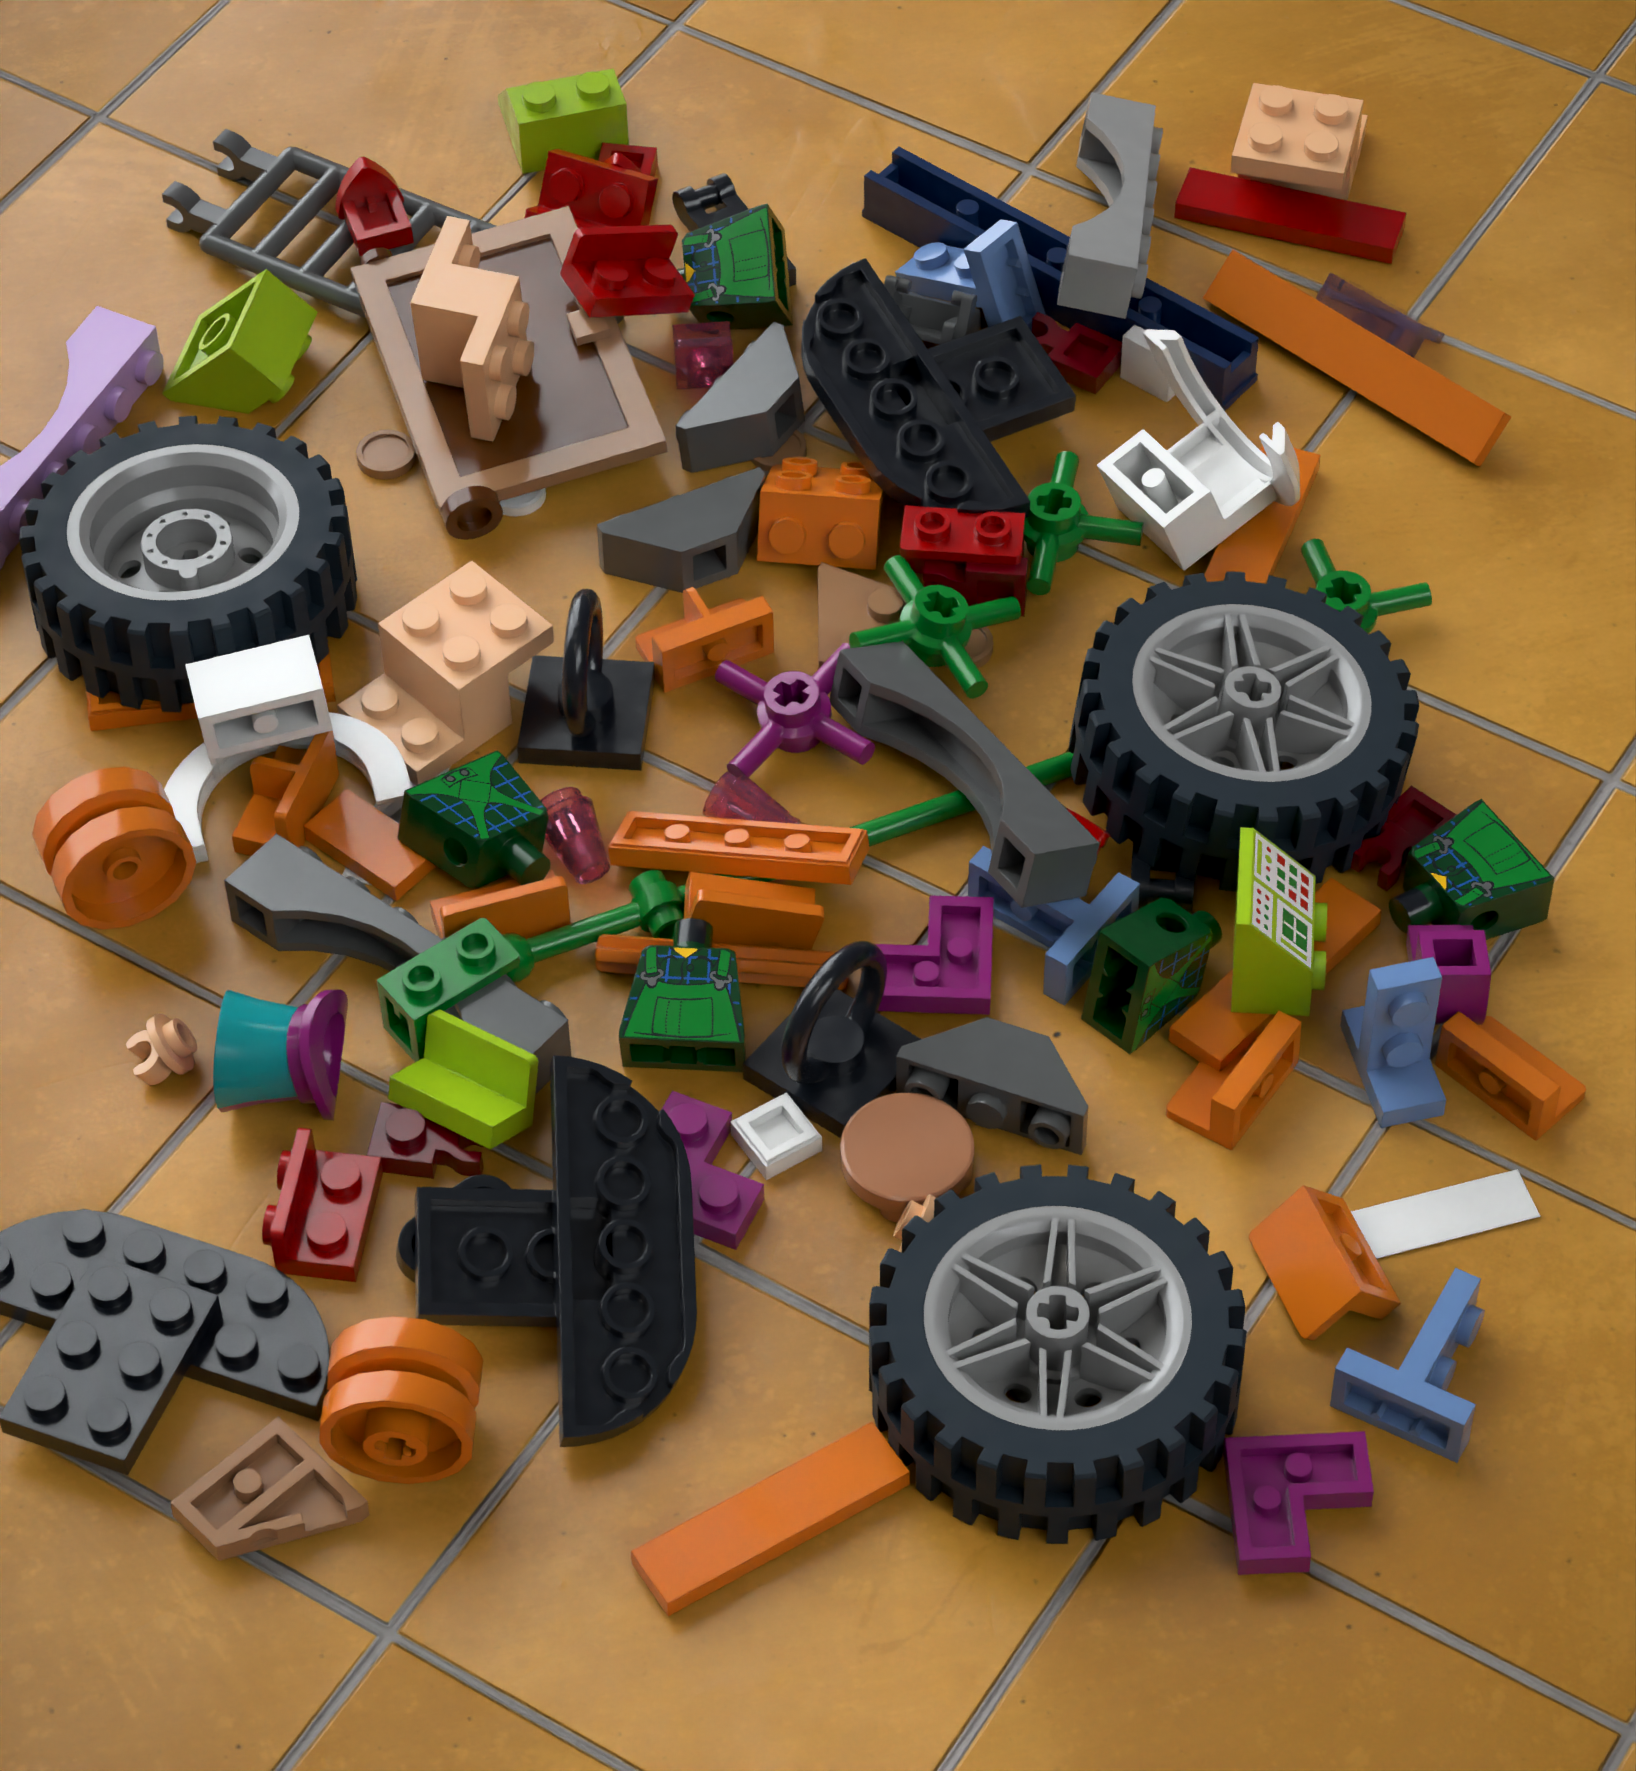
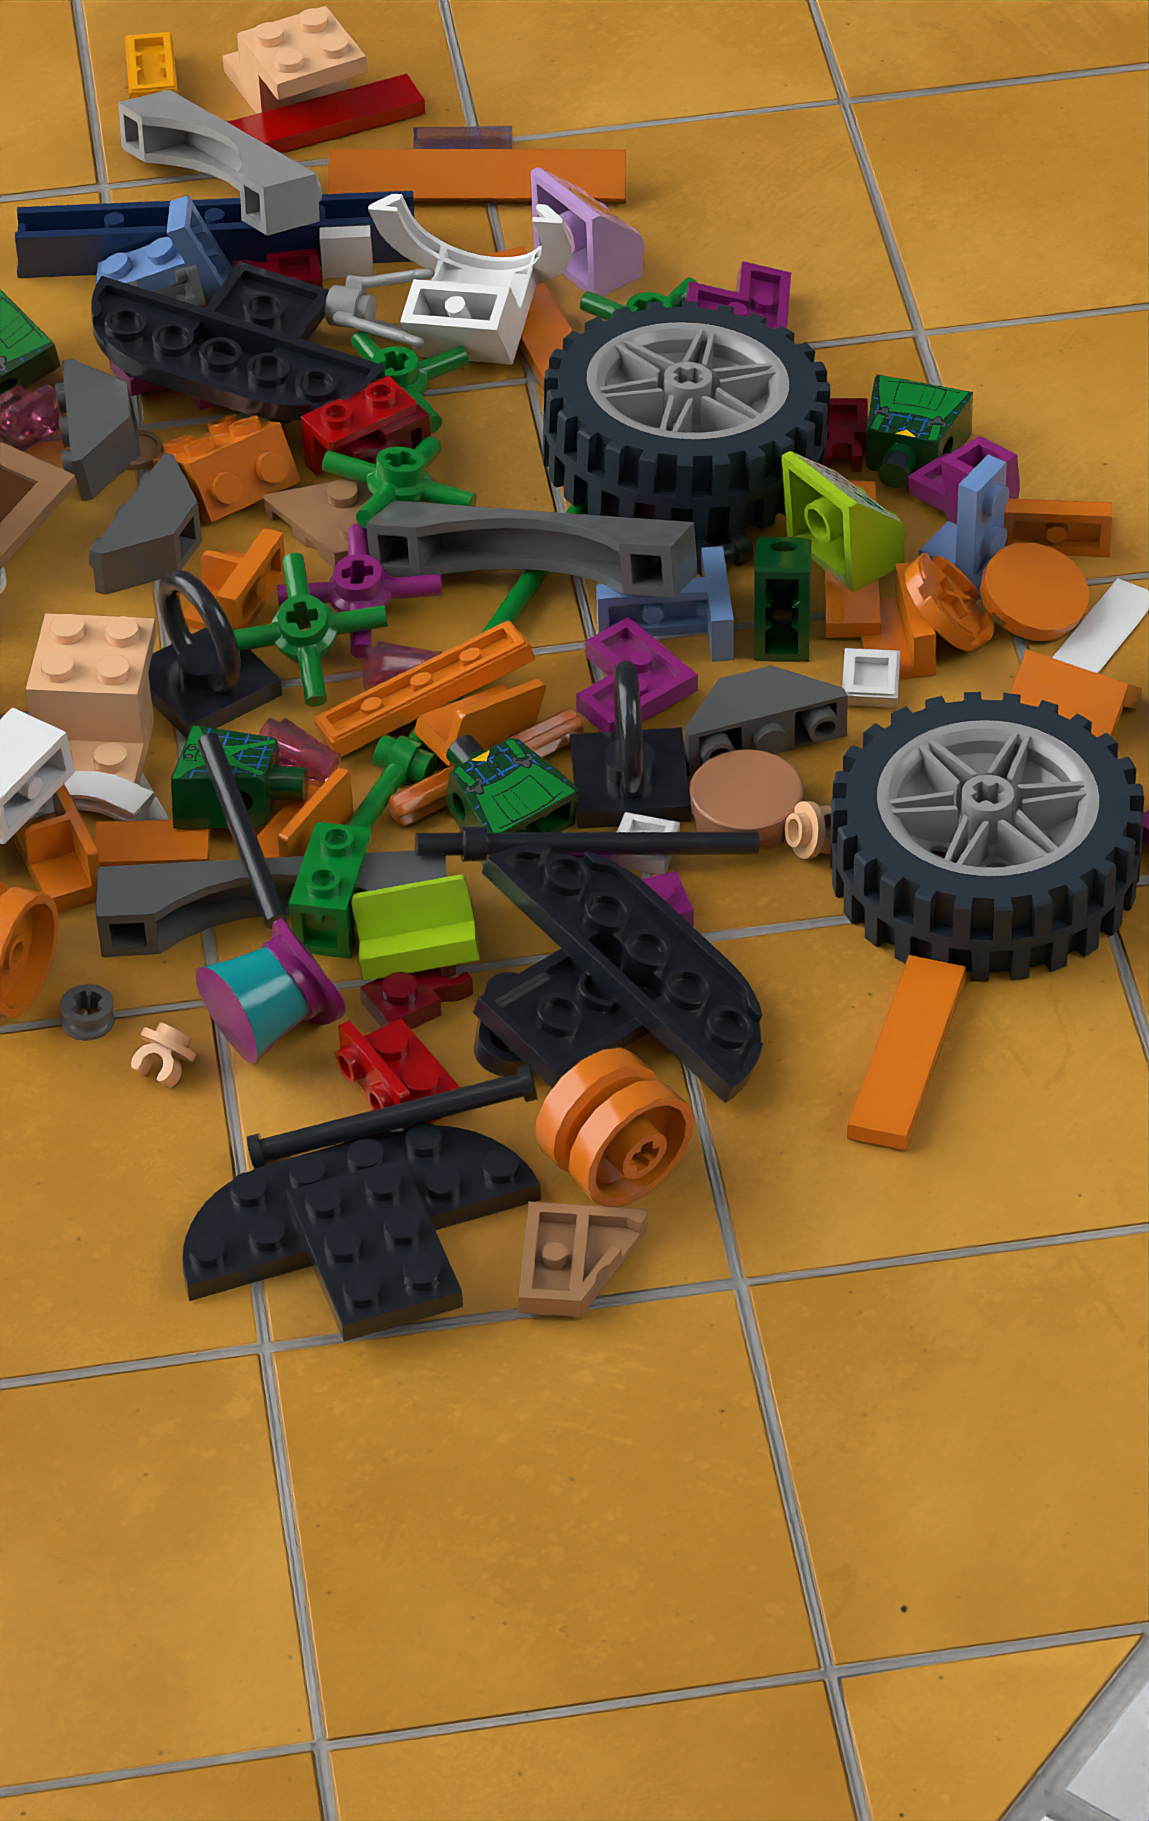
camera: 40 degrees left, 5 degrees down
(139, 959) = (84, 1026): none -> dark grey bush
(372, 1299) = (392, 1117): none -> black bar
(408, 882) = (241, 829): none -> black bar
(595, 1035) = (475, 844): none -> black bar
(697, 719) = (308, 645): none -> green bar
(1084, 423) = (356, 309): none -> light grey plant
(1155, 1112) = (871, 677): none -> white tile
(1184, 75) = (150, 64): none -> light orange plate
(1291, 1084) = (948, 602): none -> orange tile
(1379, 478) = (604, 247): none -> lavender slope
(1401, 1128) = (1034, 591): none -> orange tile
(1450, 661) = (757, 291): none -> magenta plate

